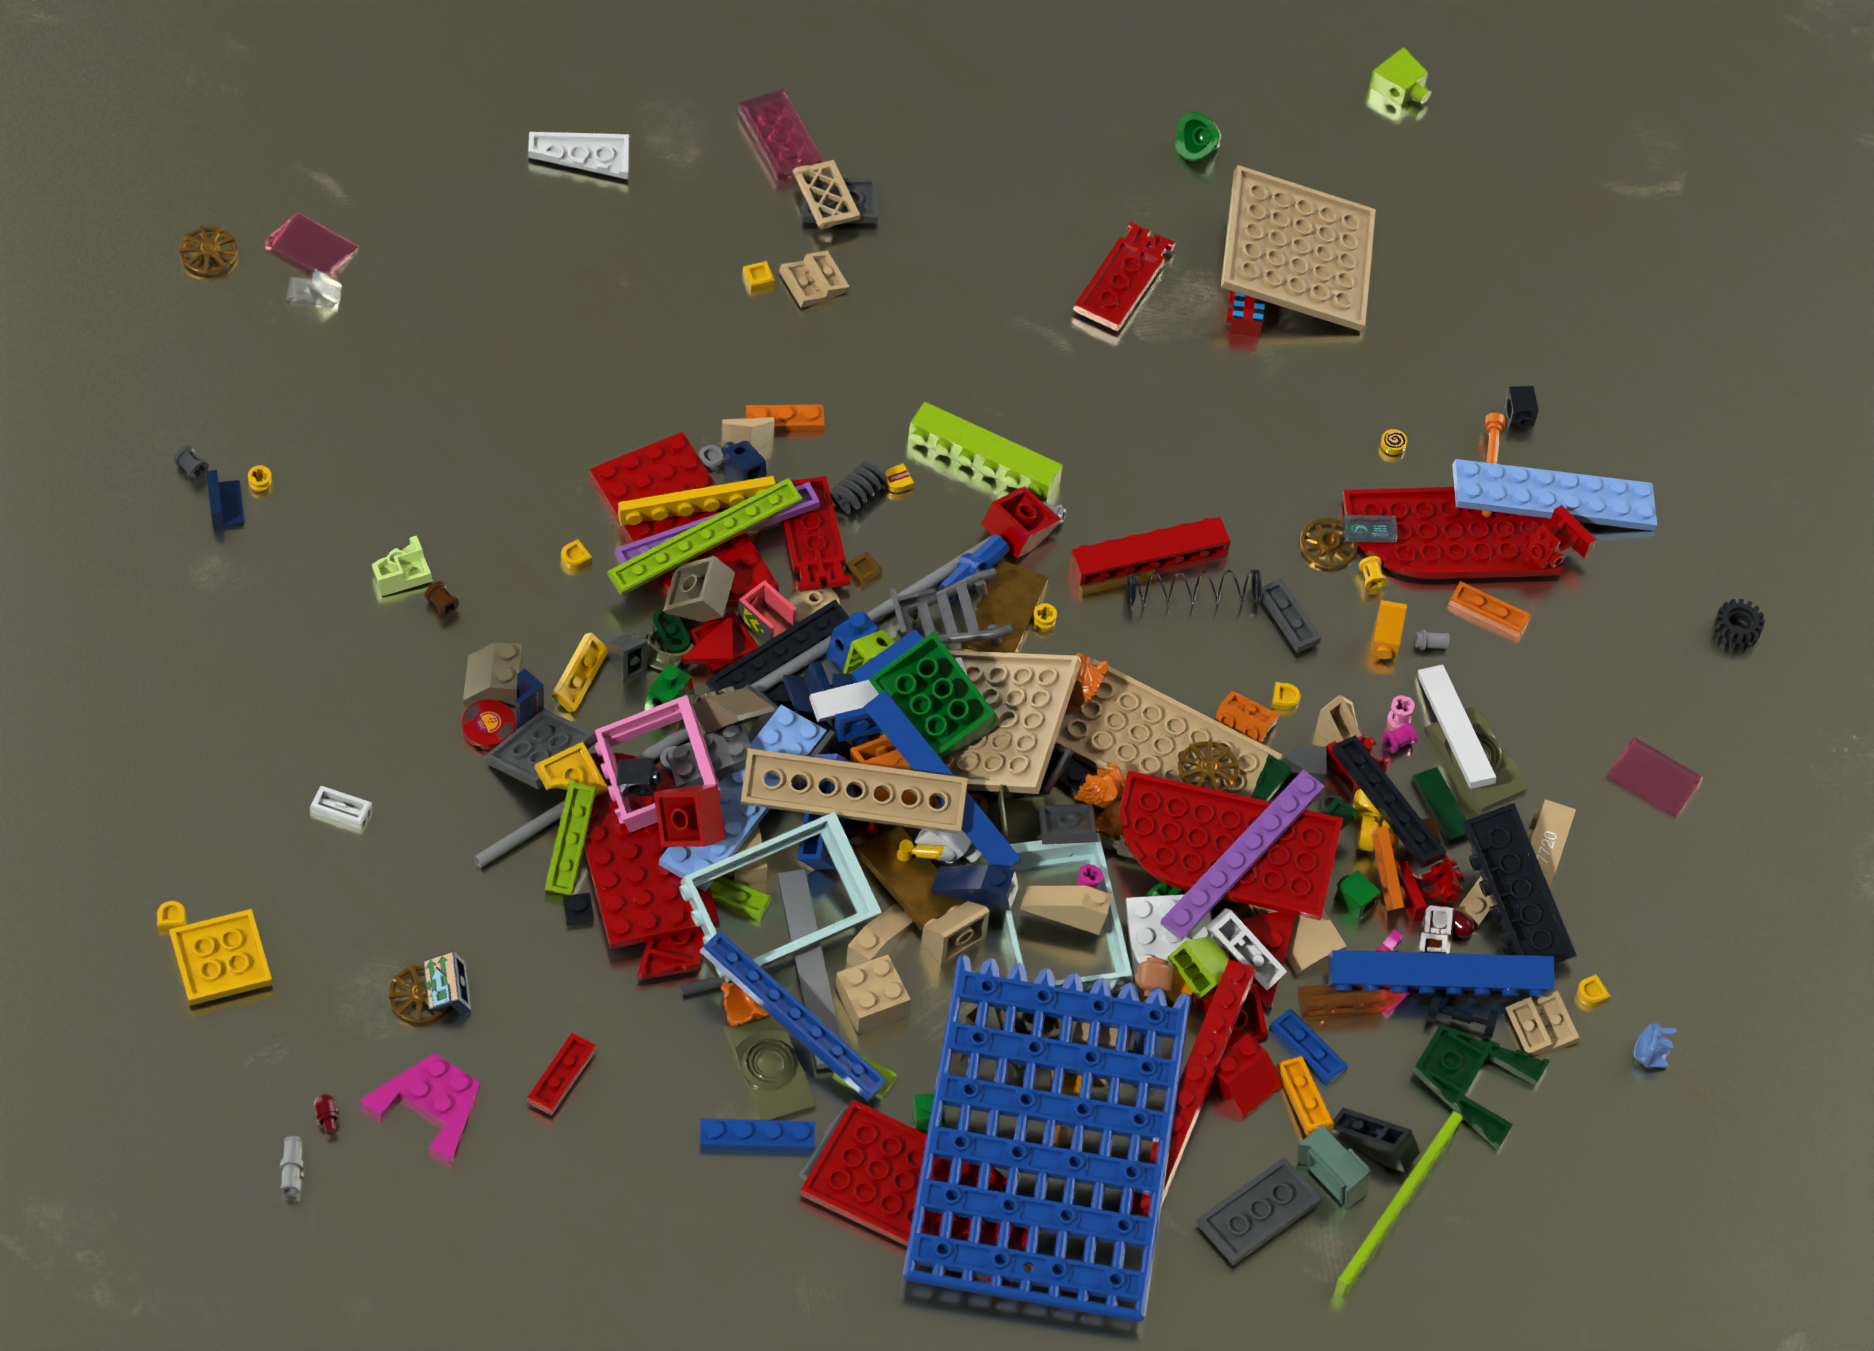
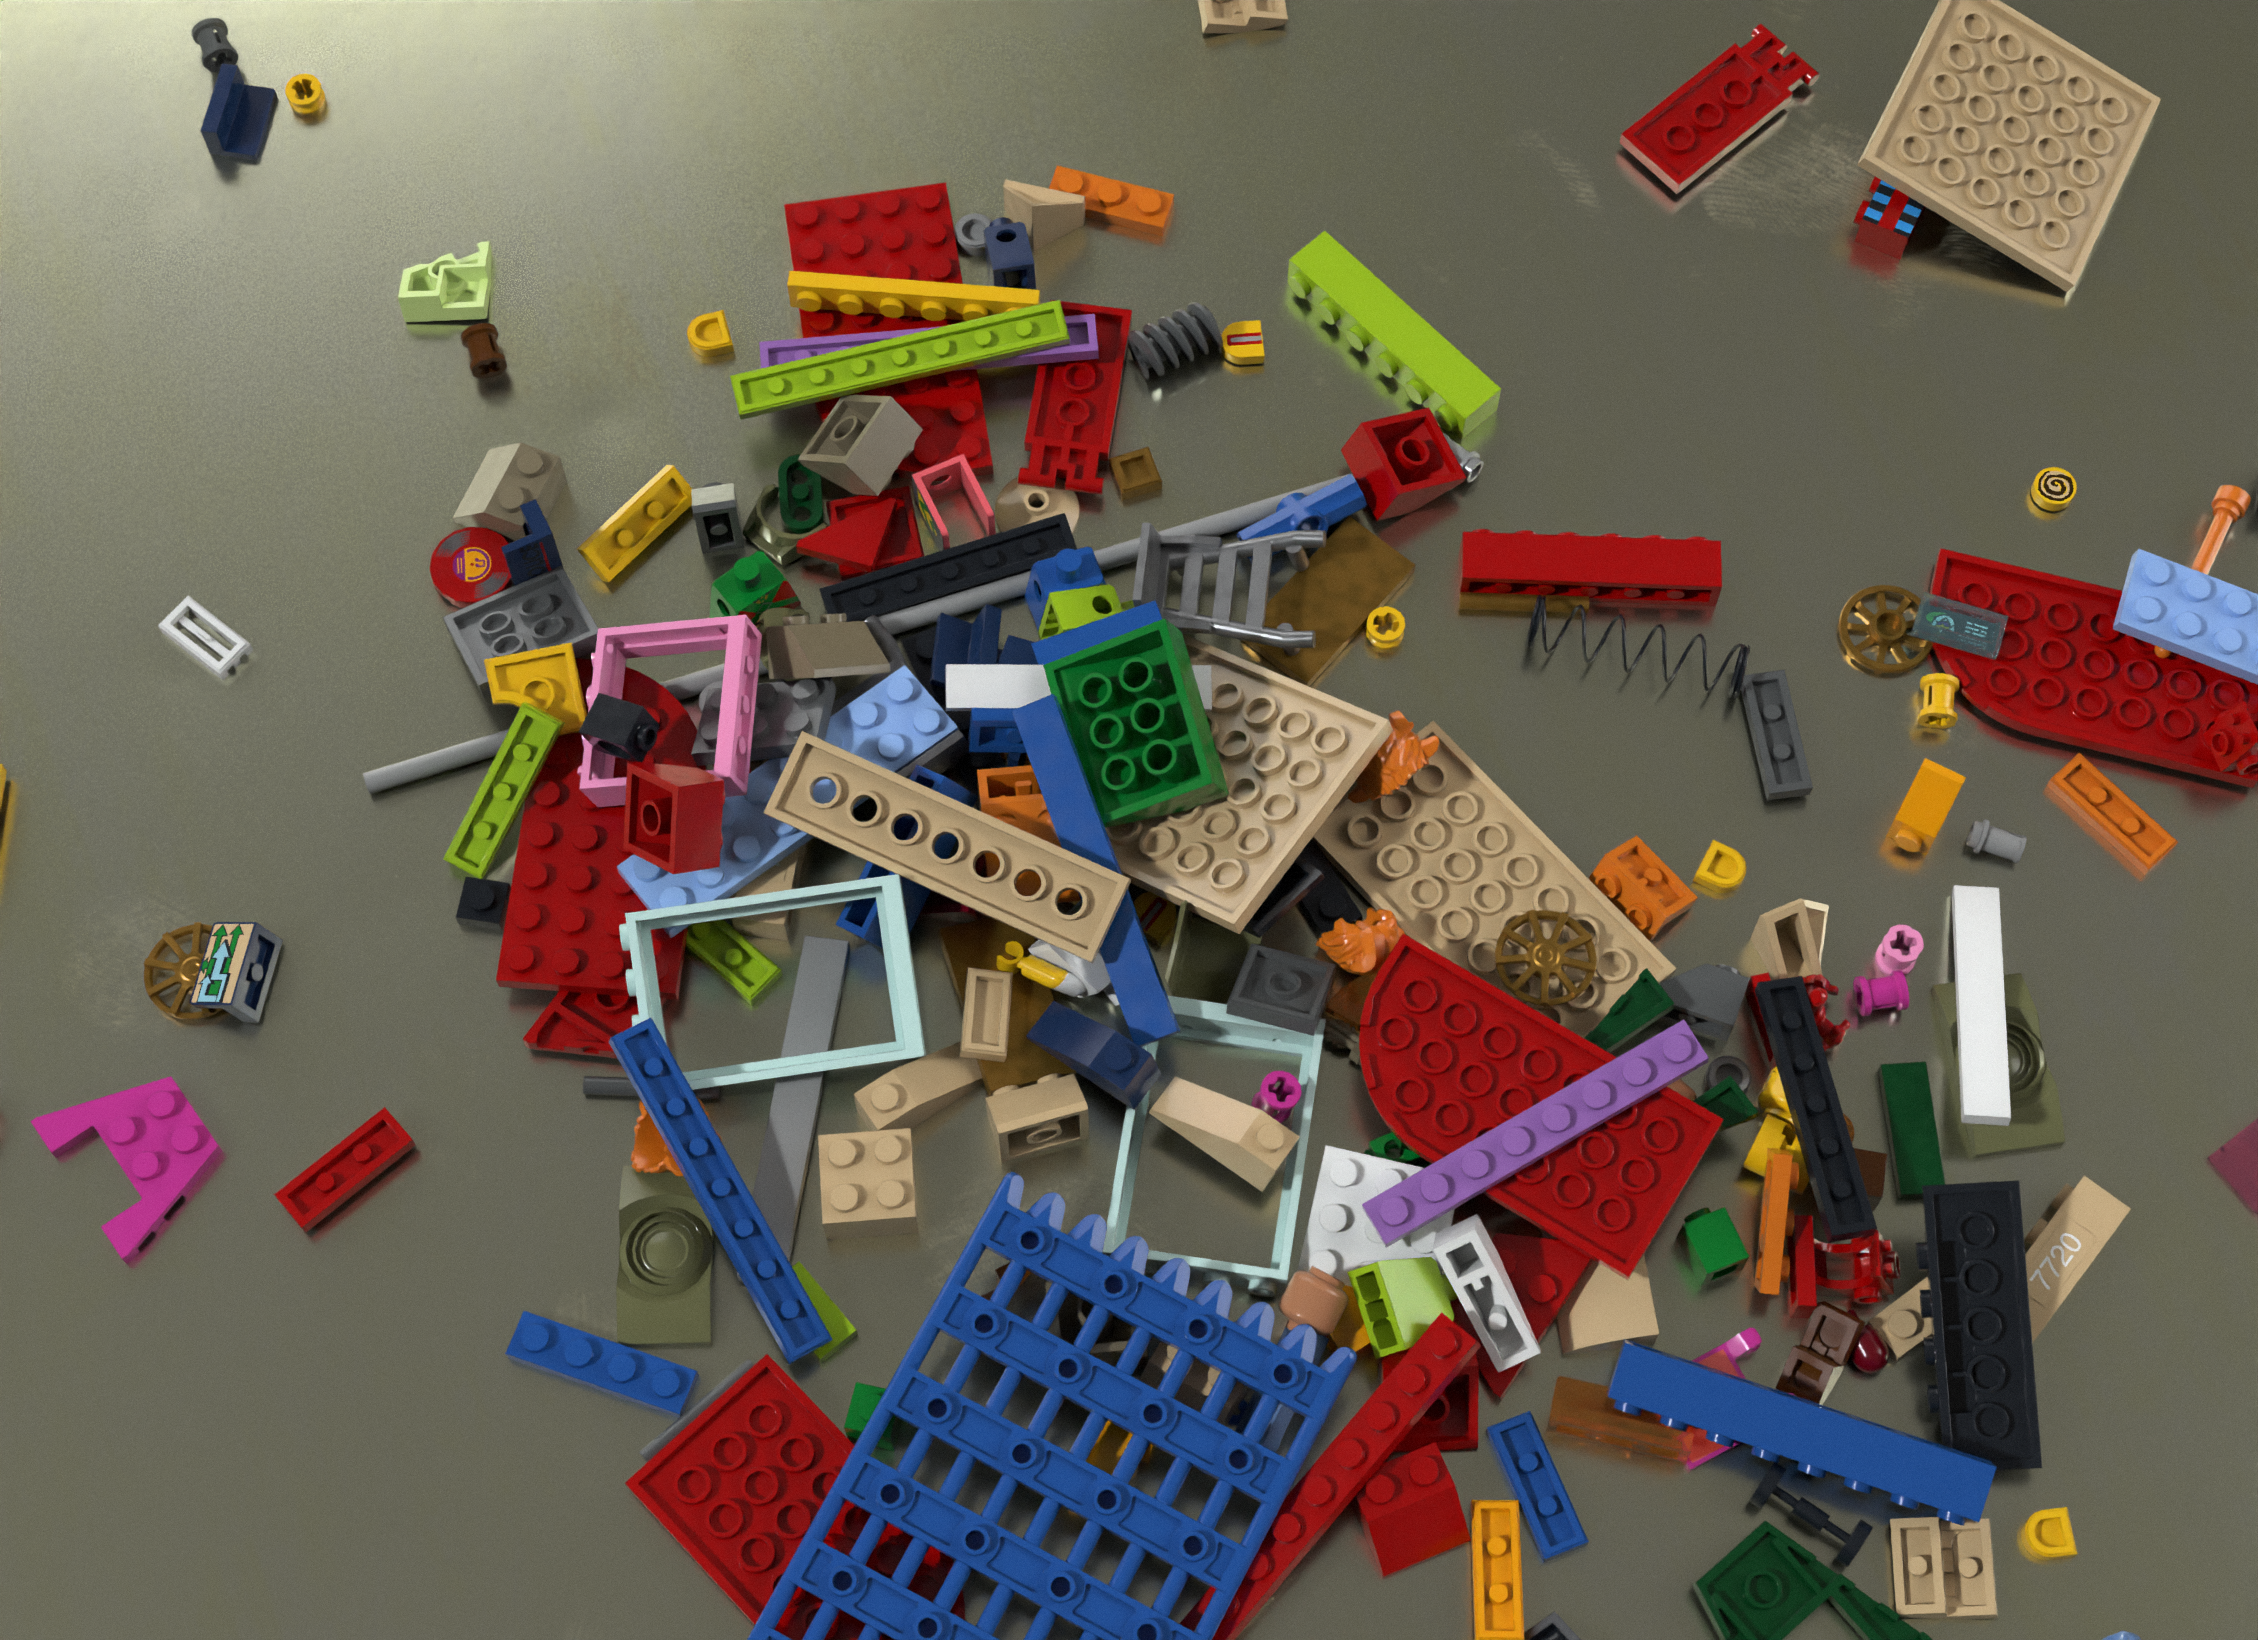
camera: 25 degrees right, 10 degrees up
(904, 884) = (986, 1014): none -> tan tile

